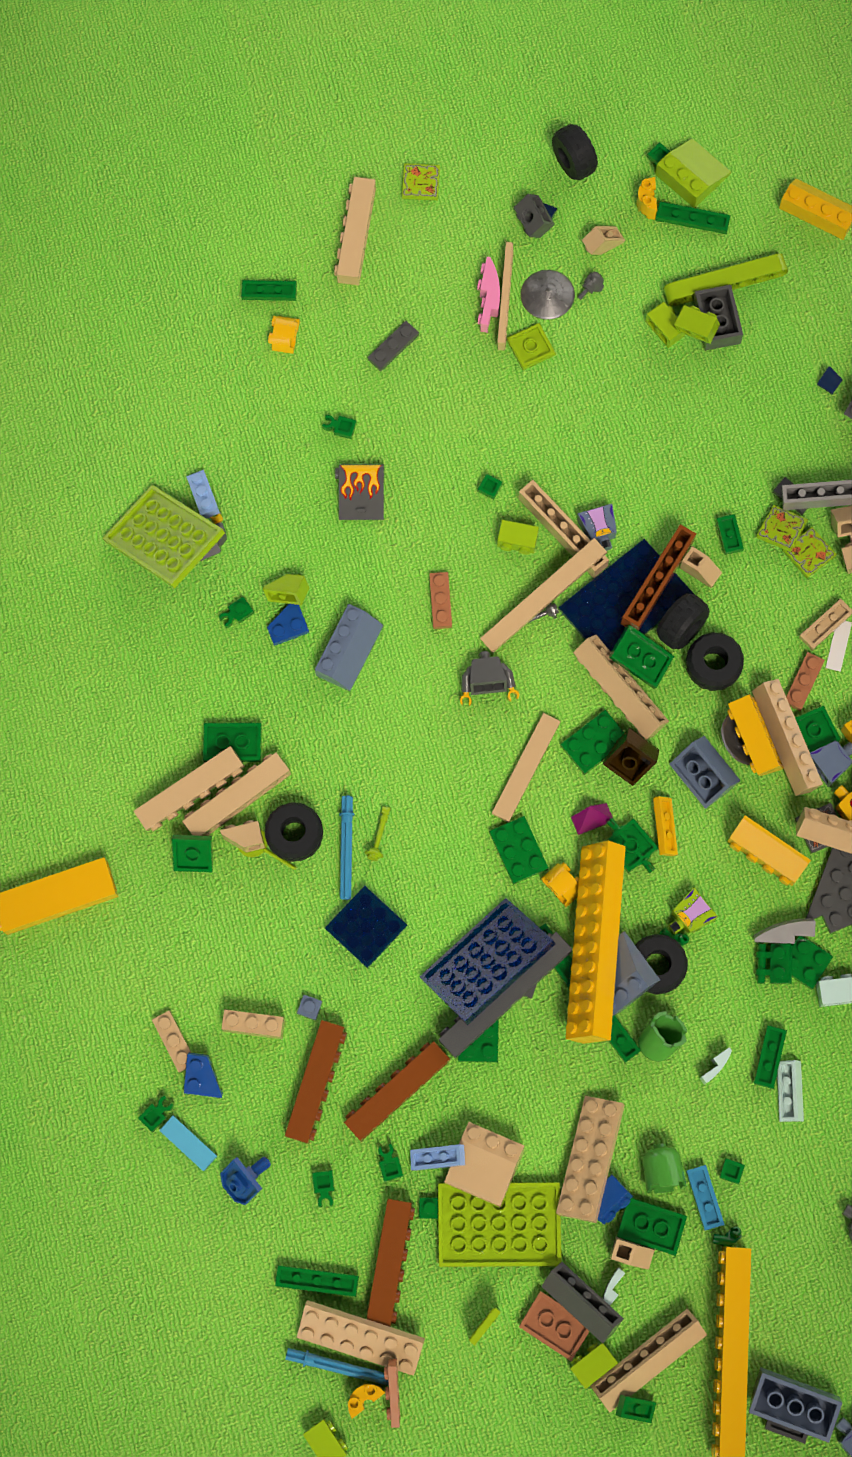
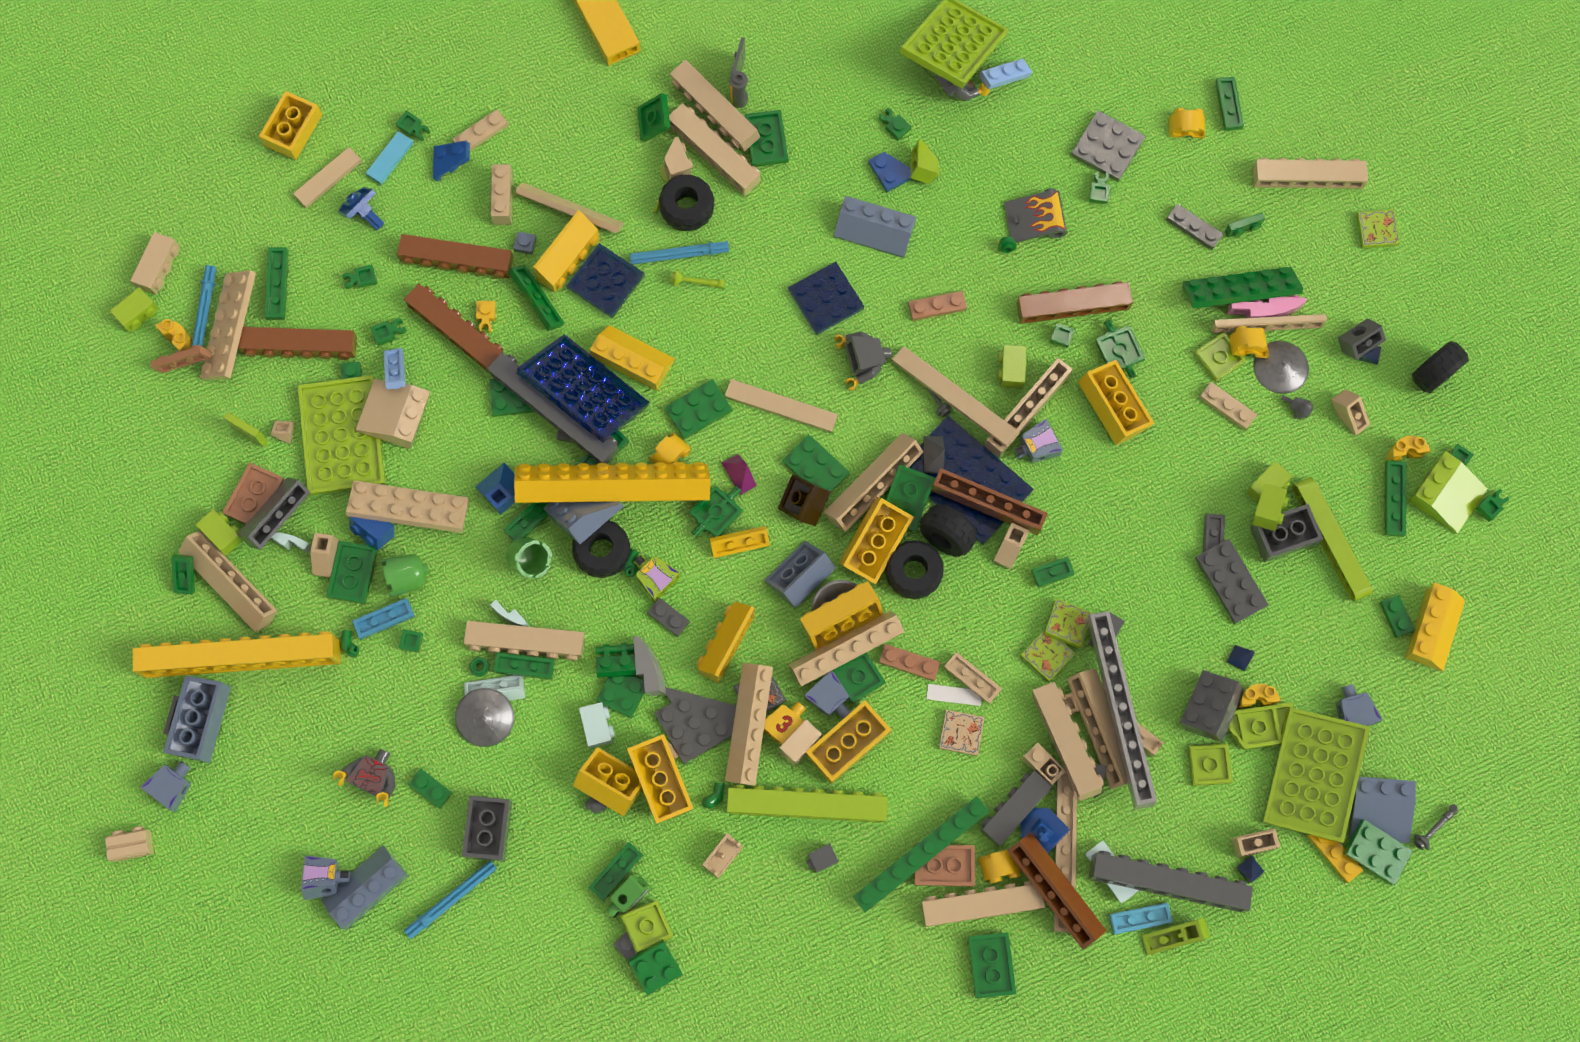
camera: 75 degrees right, 0 degrees up
(135, 1248) = (290, 125): none -> yellow brick
(173, 761) = (738, 79): none -> dark grey door
(200, 1214) = (327, 177): none -> tan tile
(274, 1415) = (155, 263): none -> tan brick
(278, 955) = (568, 207): none -> tan tile
(294, 411) = (1108, 145): none -> flat silver plate
(331, 962) = (566, 252): none -> yellow slope
(375, 1001) = (536, 297): none -> green plate
(382, 1057) = (485, 313): none -> yellow plate
(387, 523) = (1007, 244): none -> green plate
(400, 292) = (1239, 227): none -> green plate
(416, 707) = (826, 298): none -> clear blue plate
(454, 909) = (631, 357): none -> yellow slope
(458, 469) = (1074, 302): none -> brick
(466, 312) = (1242, 287): none -> green plate
(485, 1288) = (283, 430): none -> tan slope
(512, 435) = (1120, 346): none -> plate
(522, 316) = (1249, 341): none -> yellow cylinder
(568, 447) = (1115, 402): none -> yellow slope
(579, 1061) = (499, 488): none -> blue slope
(582, 348) = (1228, 406): none -> tan plate
(599, 624) = (933, 454): none -> dark grey slope
(682, 692) = (876, 539): none -> yellow slope
(709, 138) = (1491, 505): none -> green plate
(715, 385) = (1213, 530): none -> dark grey tile
(734, 907) = (668, 617): none -> dark grey plate
(744, 1051) = (524, 640): none -> tan brick
(756, 375) = (1231, 581): none -> dark grey plate
(771, 1101) = (479, 660): none -> green plate
(804, 238) = (1397, 616): none -> green plate
(818, 1103) = (484, 717): none -> flat silver hat

